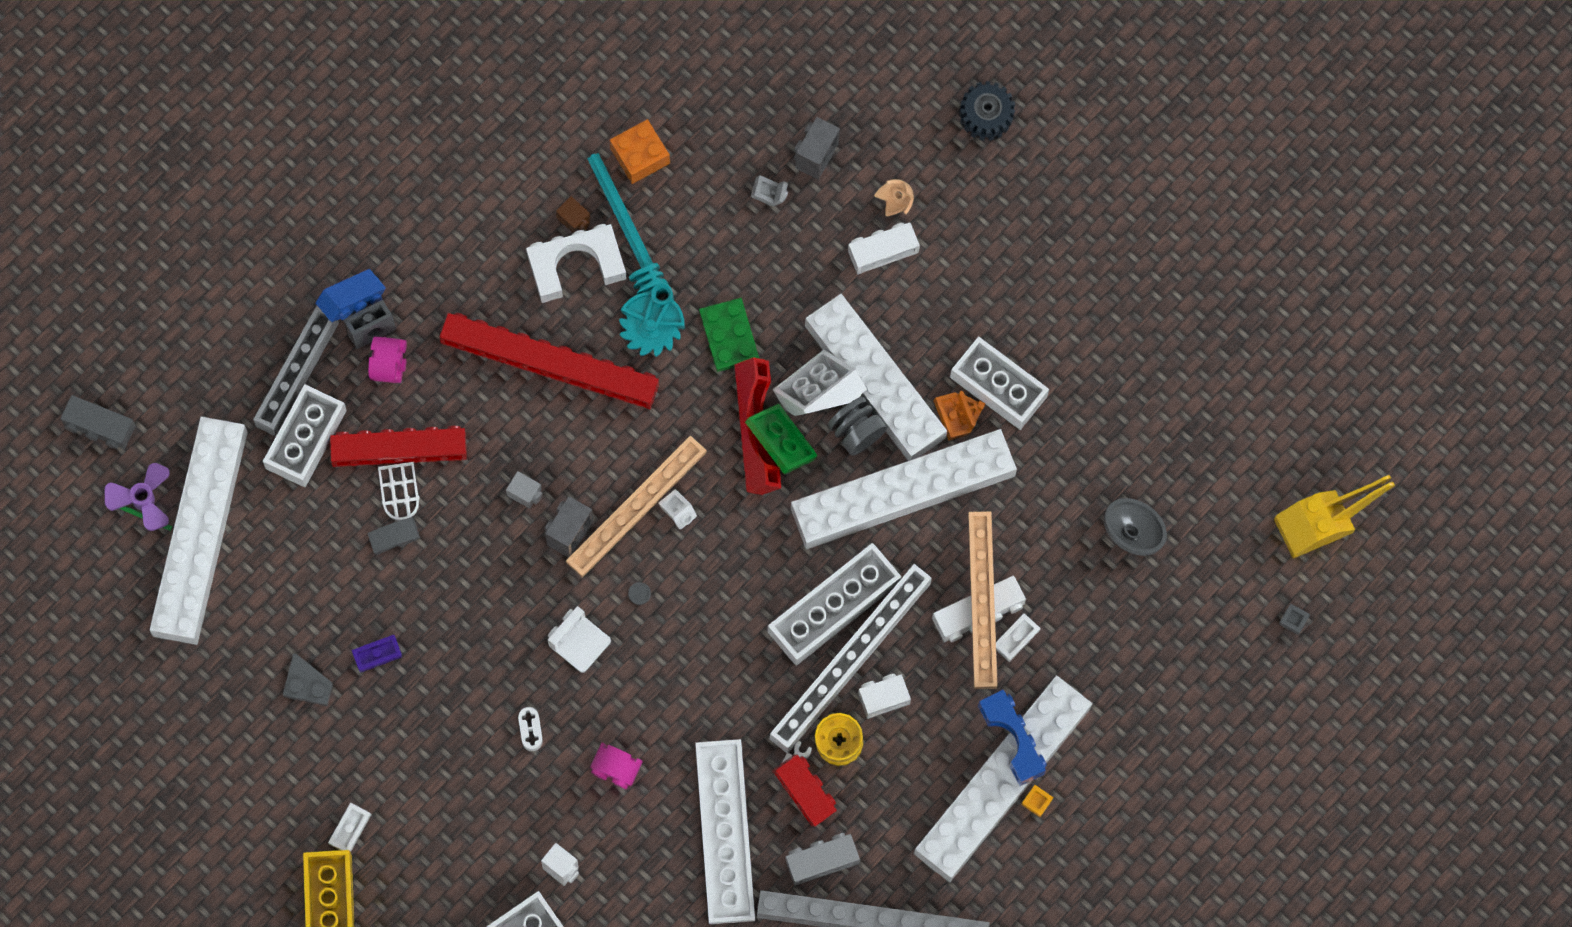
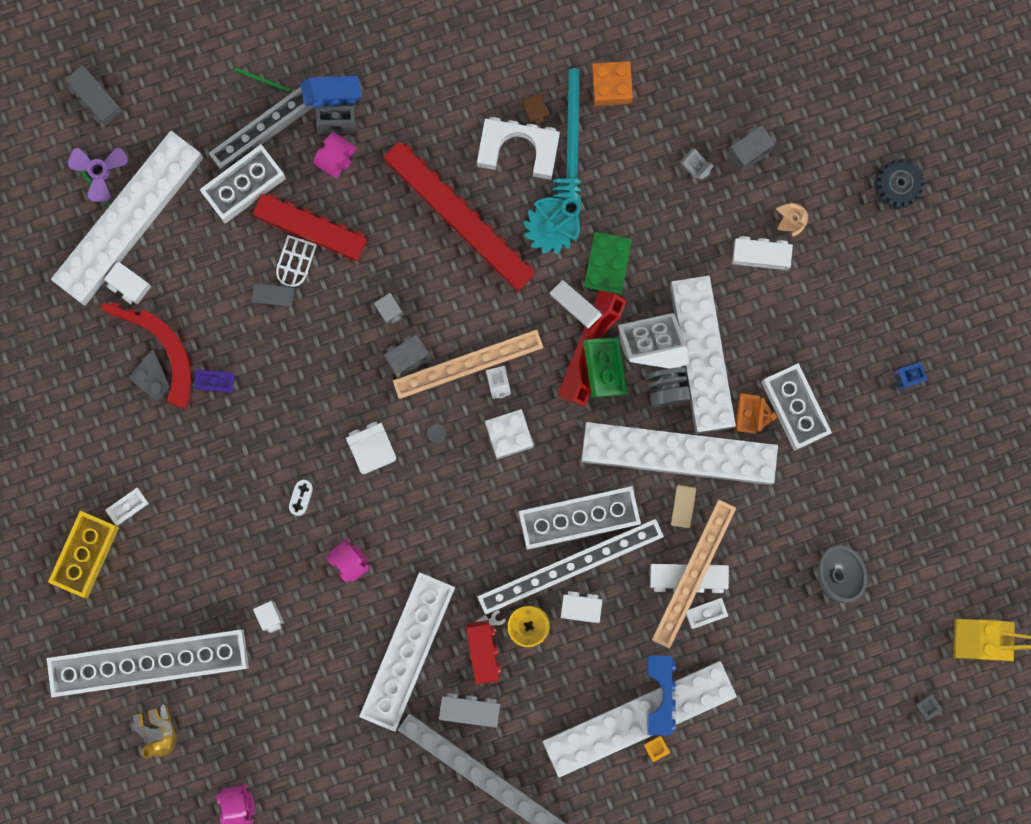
camera: 25 degrees right, 10 degrees up
(232, 597) = (127, 283): none -> white brick
(271, 322) = (262, 79): none -> green piece
(307, 634) = (181, 368): none -> red arch
(716, 555) = (509, 434): none -> white brick
(717, 389) = (575, 304): none -> white tile
(935, 540) = (683, 506): none -> tan slope
(1098, 297) = (910, 376): none -> blue slope

